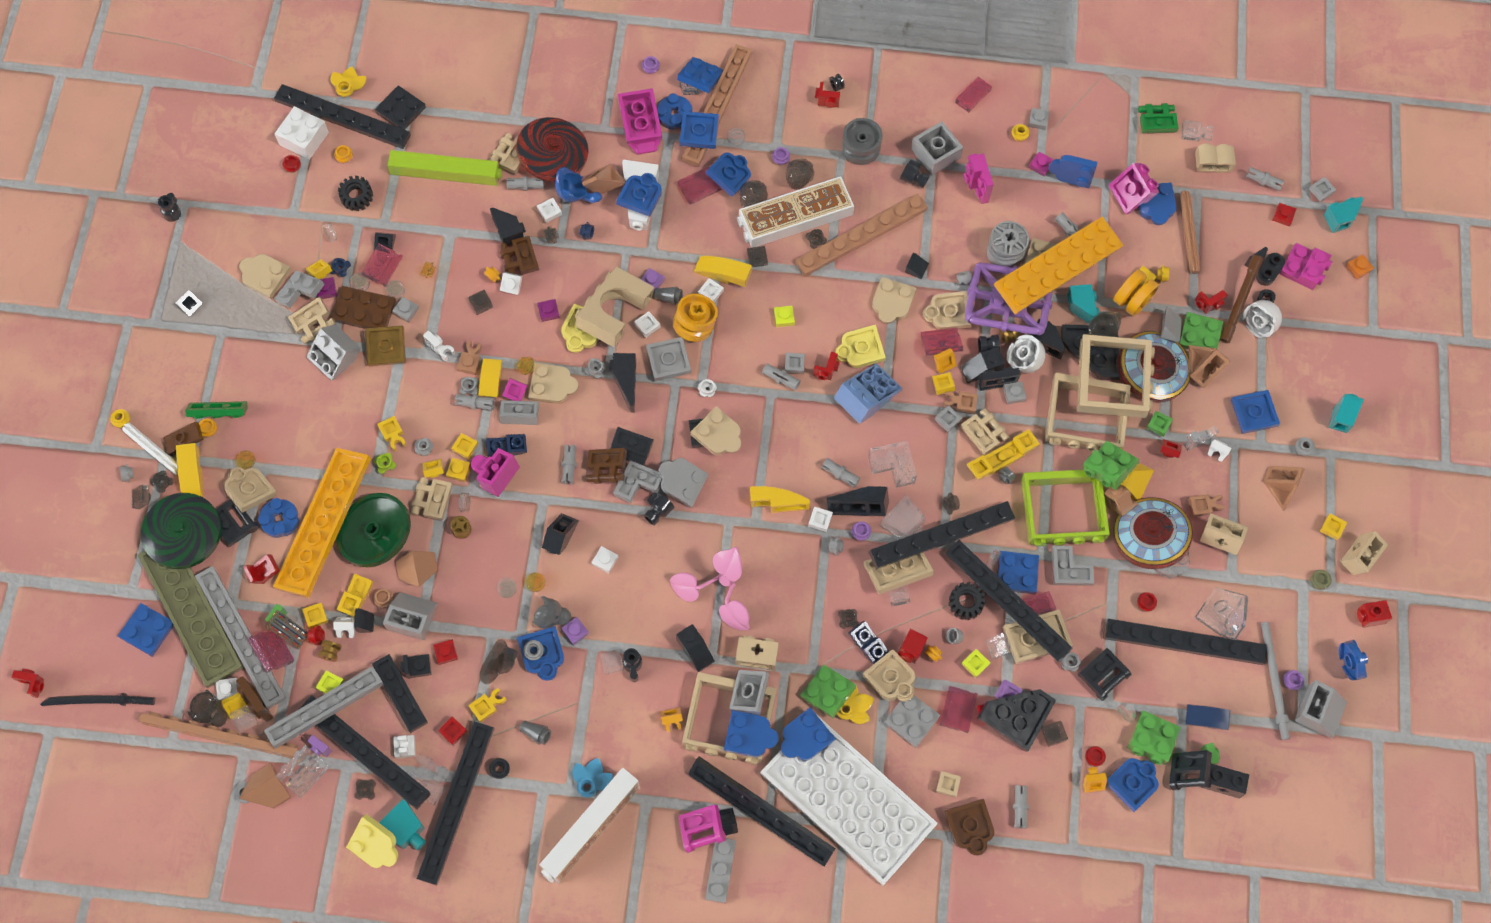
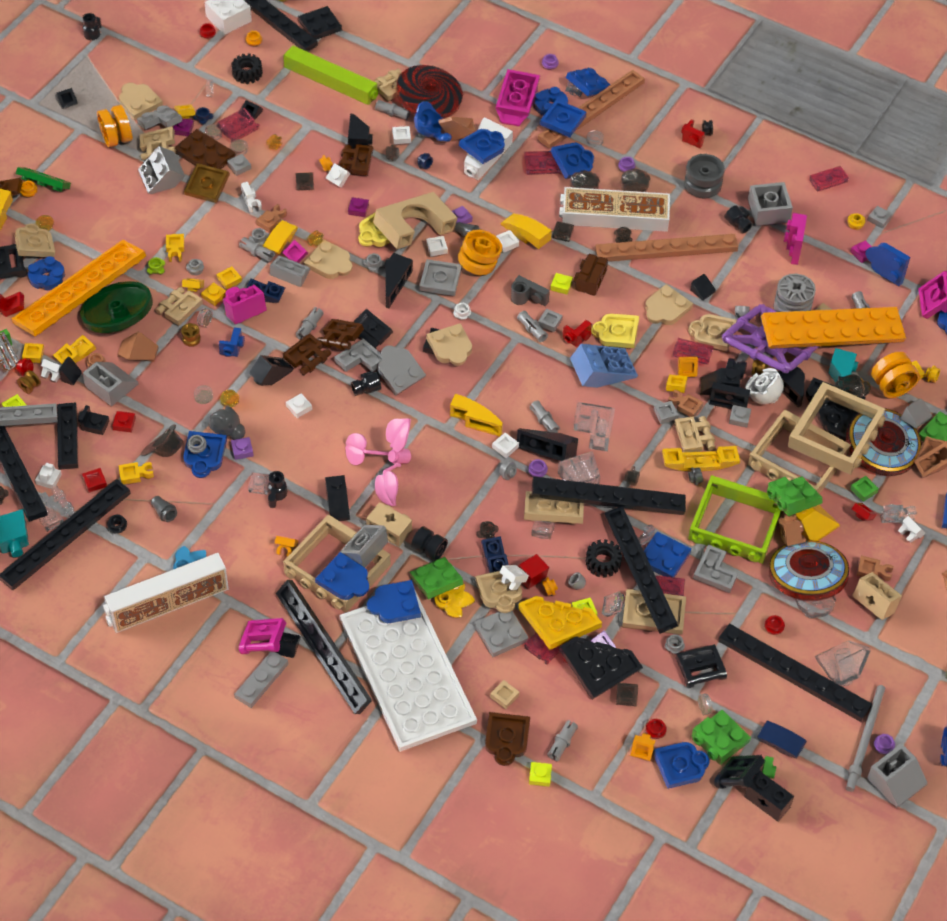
camera: 25 degrees right, 15 degrees down
(260, 320) = (114, 126): none -> light orange wheel
(509, 526) = (232, 347): none -> blue bracket
(578, 498) = (303, 350): none -> reddish brown plate
(759, 337) = (524, 289): none -> dark grey plate
(804, 658) = (427, 542): none -> black wheel
(809, 295) = (591, 274): none -> reddish brown brick
(902, 661) = (513, 574): none -> white tile
(962, 689) = (558, 621): none -> yellow plate
(1017, 849) = (540, 774): none -> neon yellow plate

